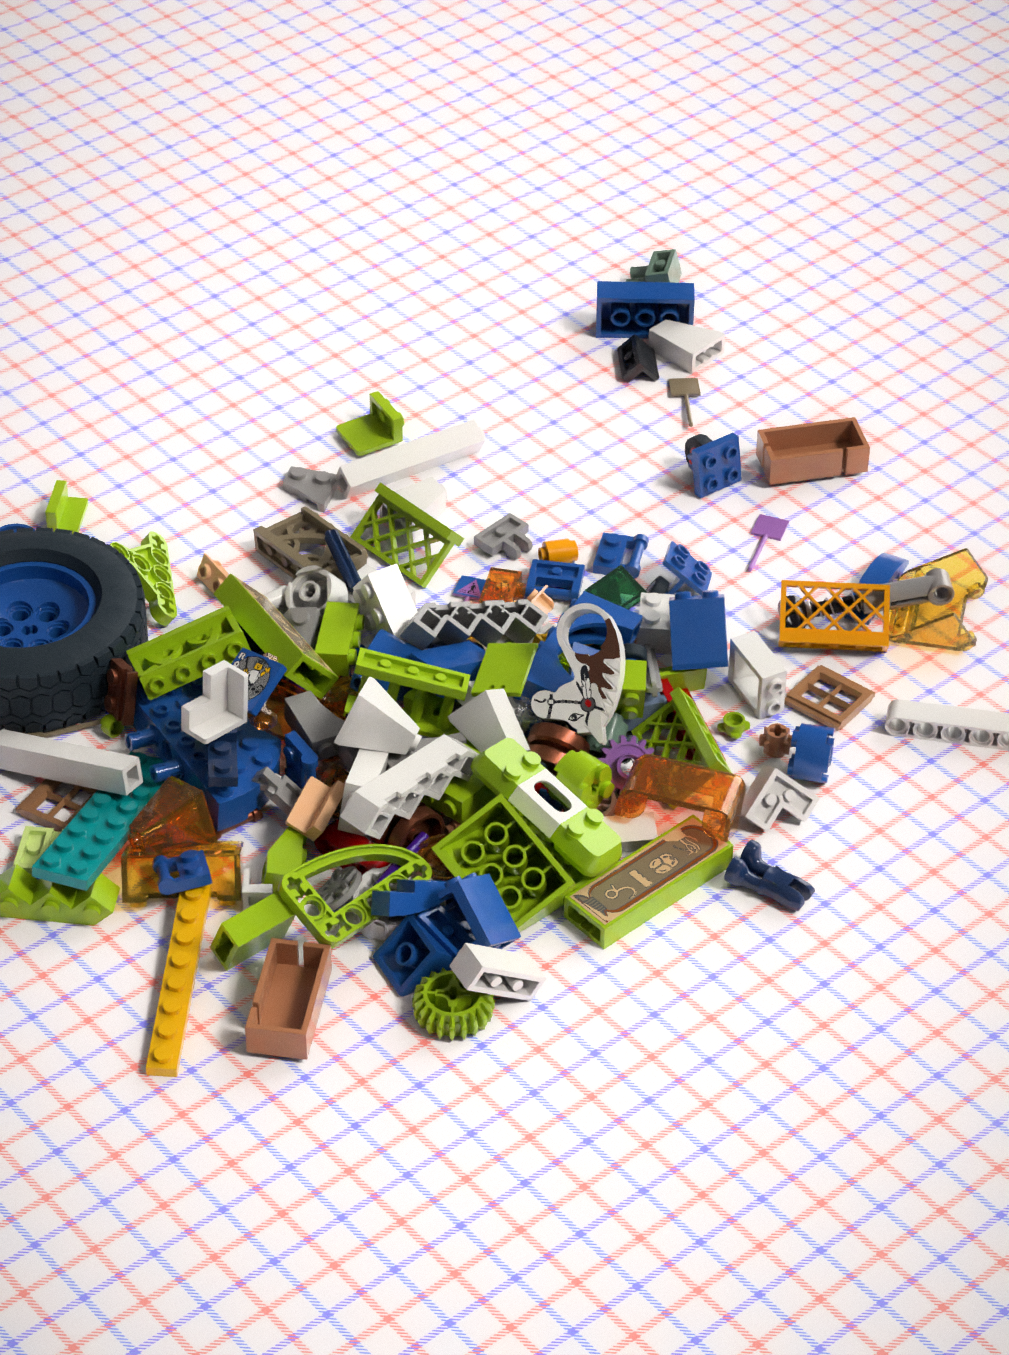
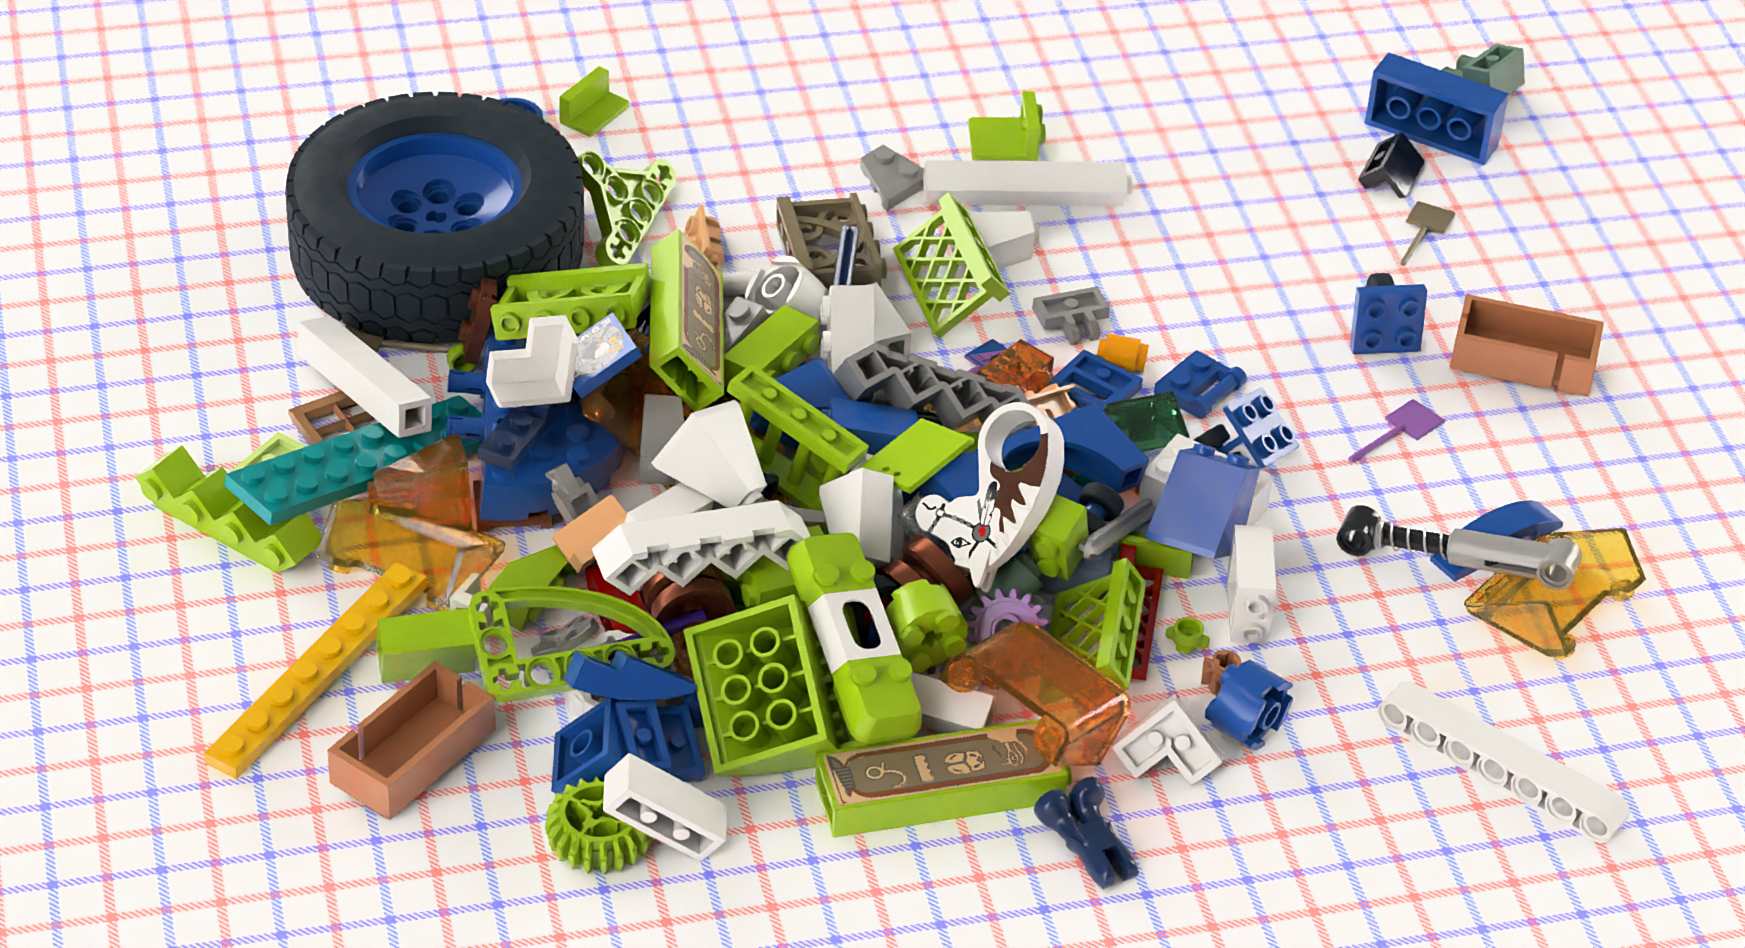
camera: 25 degrees right, 0 degrees up
(191, 869) = (413, 552): blue plate -> none
(300, 759) = (625, 473): blue plate -> none
(483, 910) = (691, 728): blue panel -> none
(686, 344) = (1465, 167): white slope -> none
(817, 711) = (1307, 661): medium nougat piece -> none
(840, 638) = (1390, 580): light orange fence -> none

